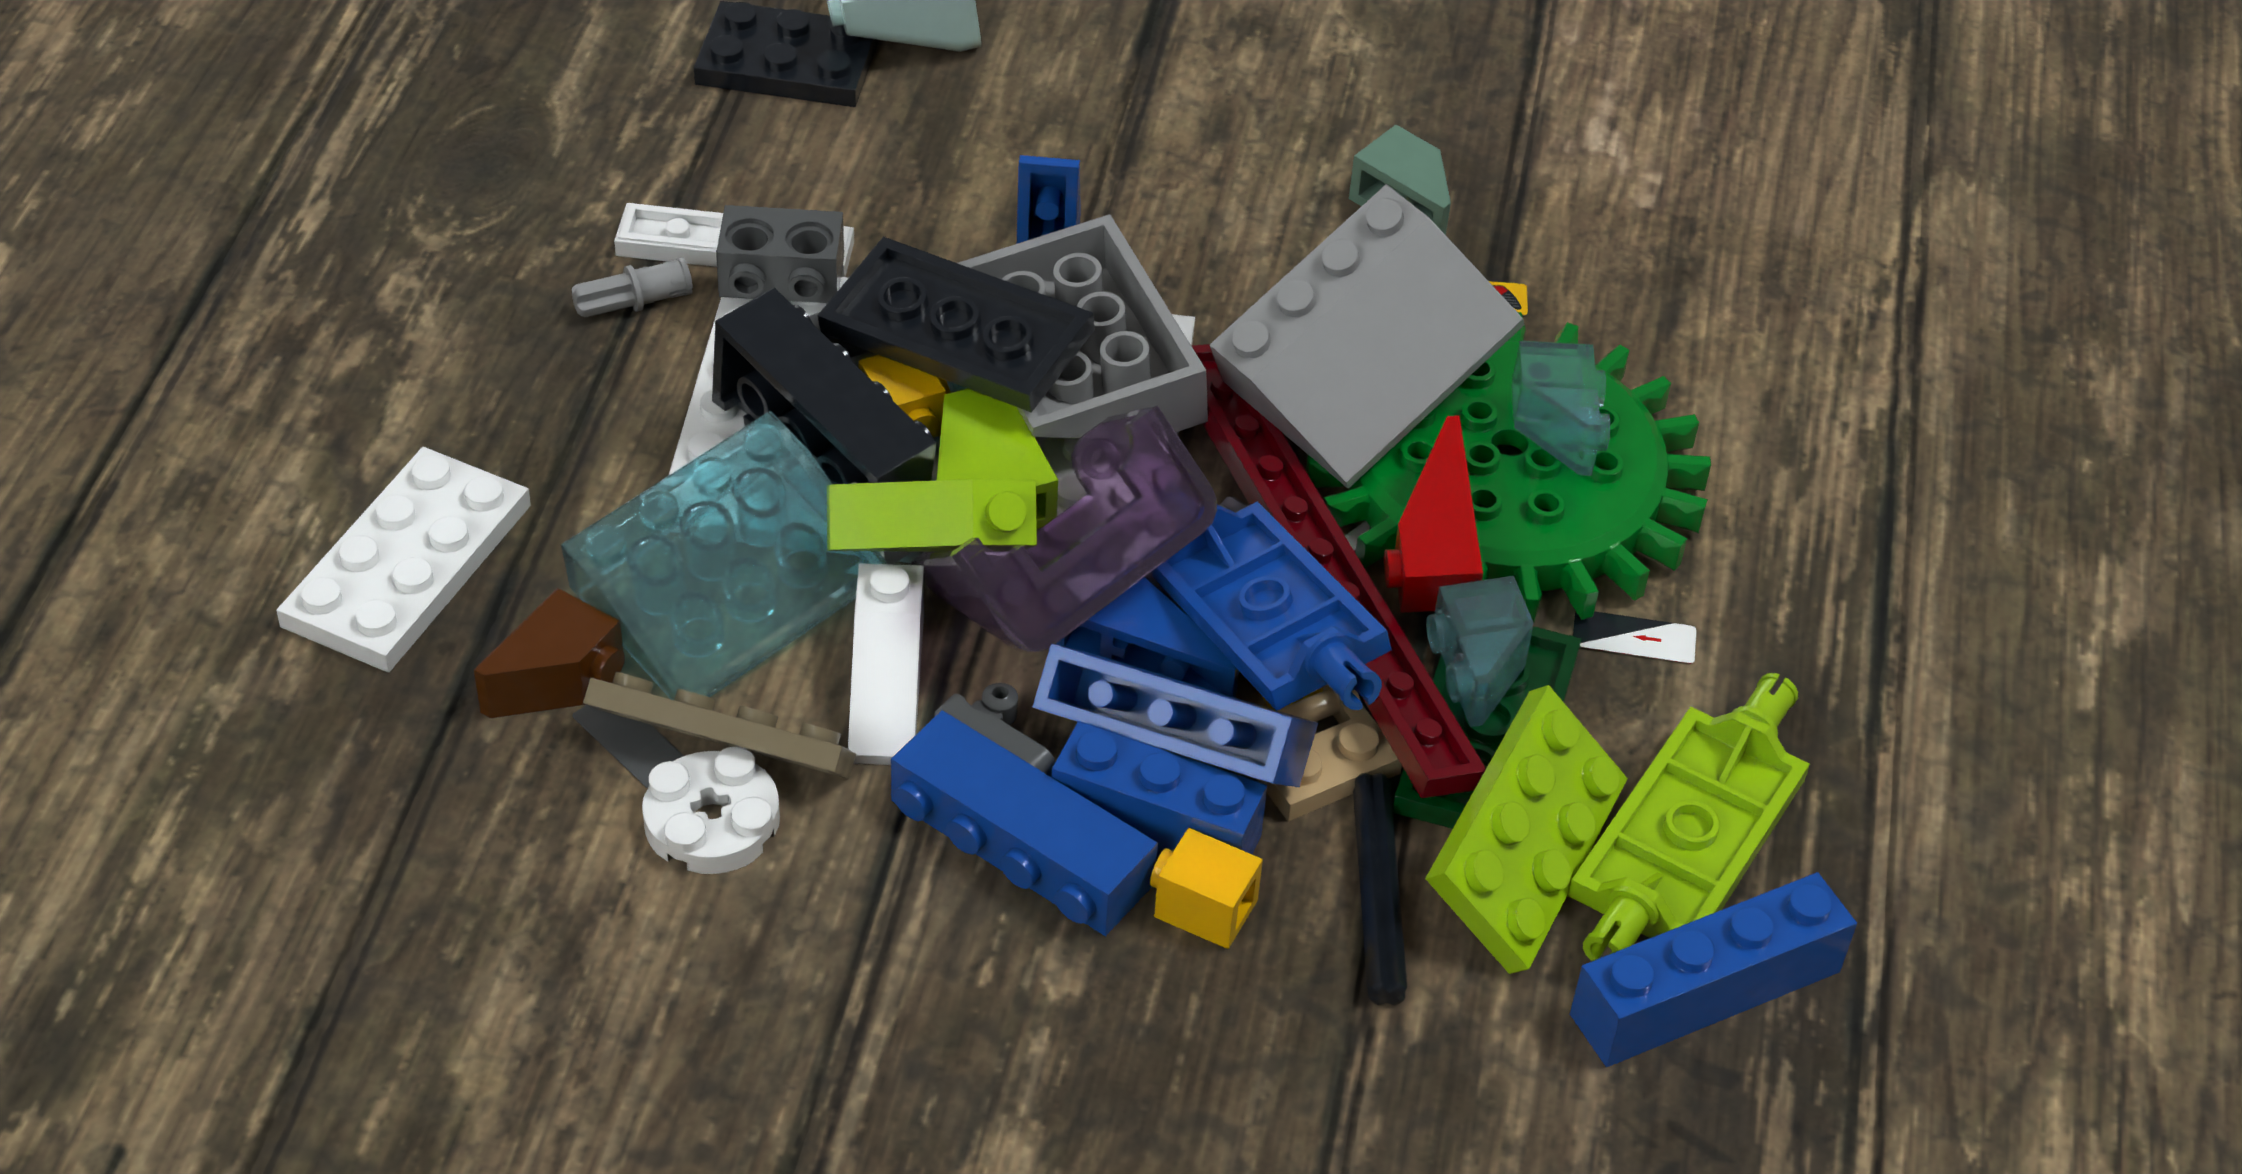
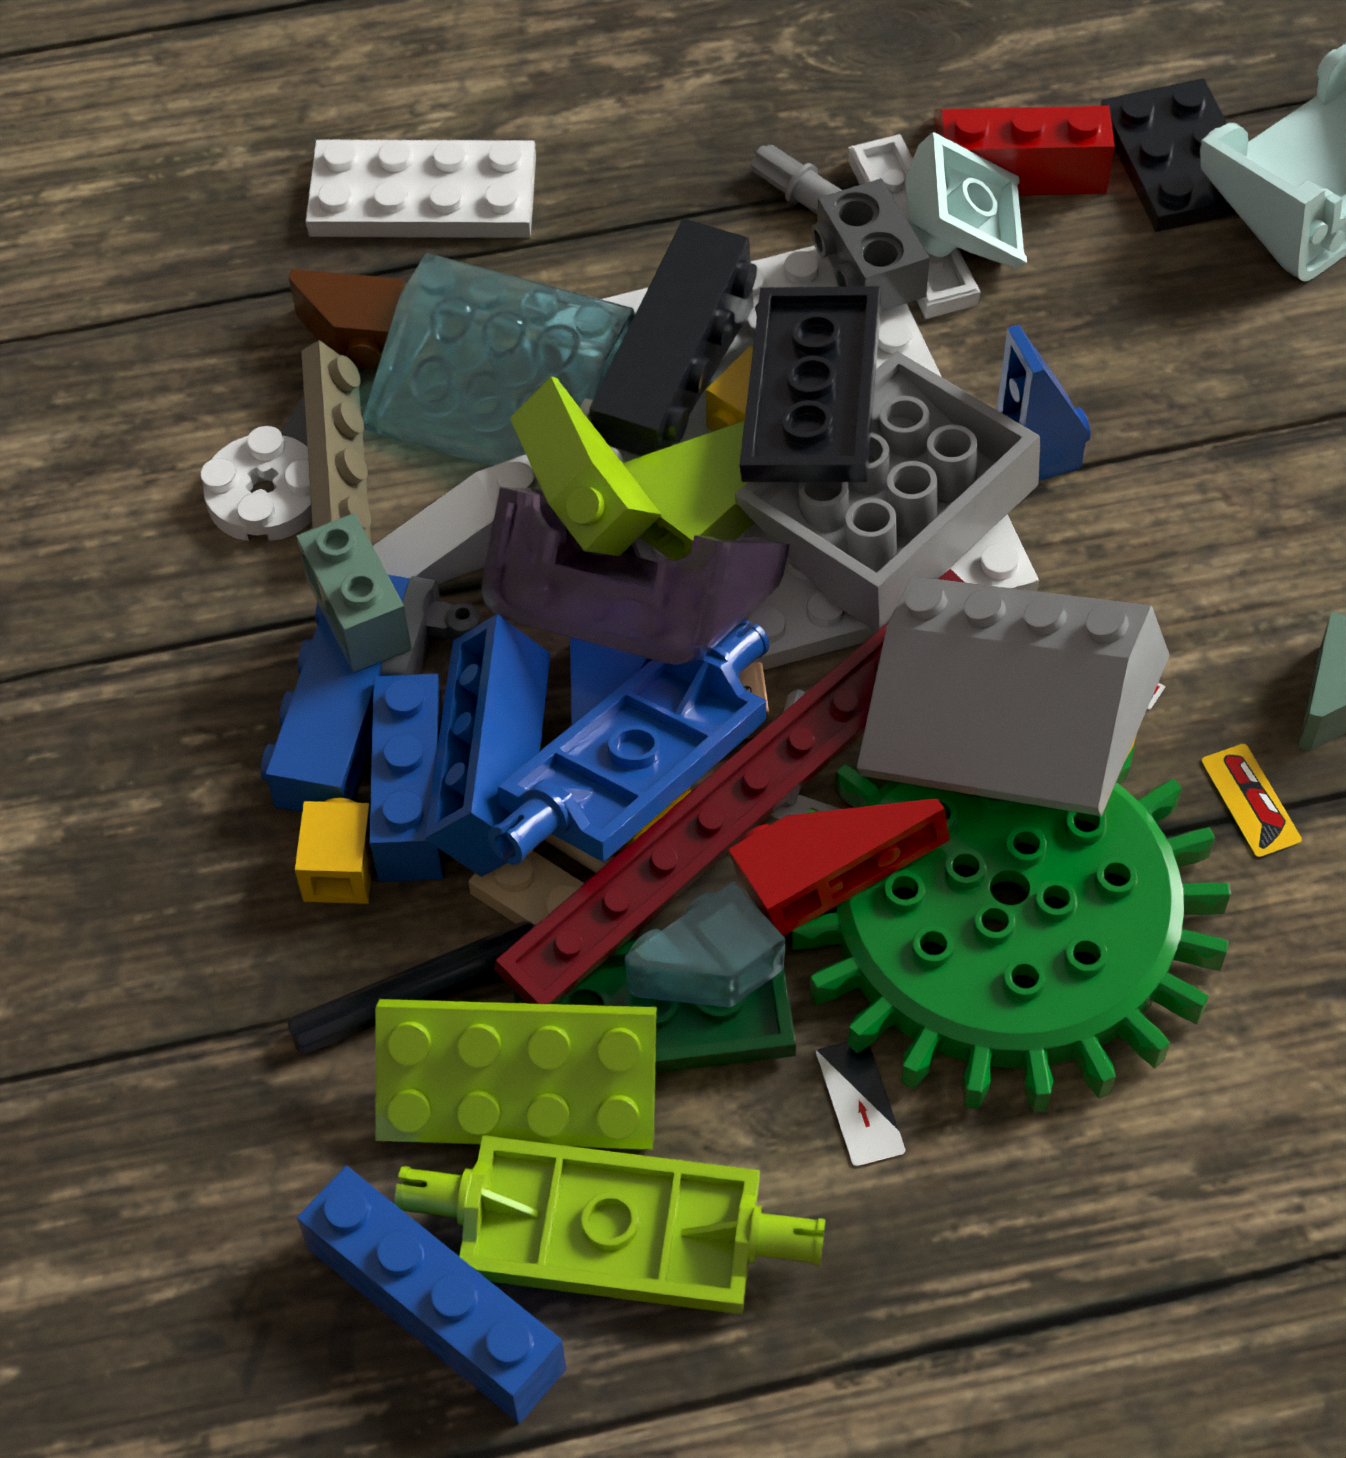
camera: 70 degrees right, 10 degrees up
(708, 132) = (1046, 147): none -> red slope
(757, 180) = (963, 203): none -> light aqua slope
(961, 736) = (354, 592): none -> sand green brick
(1559, 401) = (1058, 896): clear light blue slope -> none

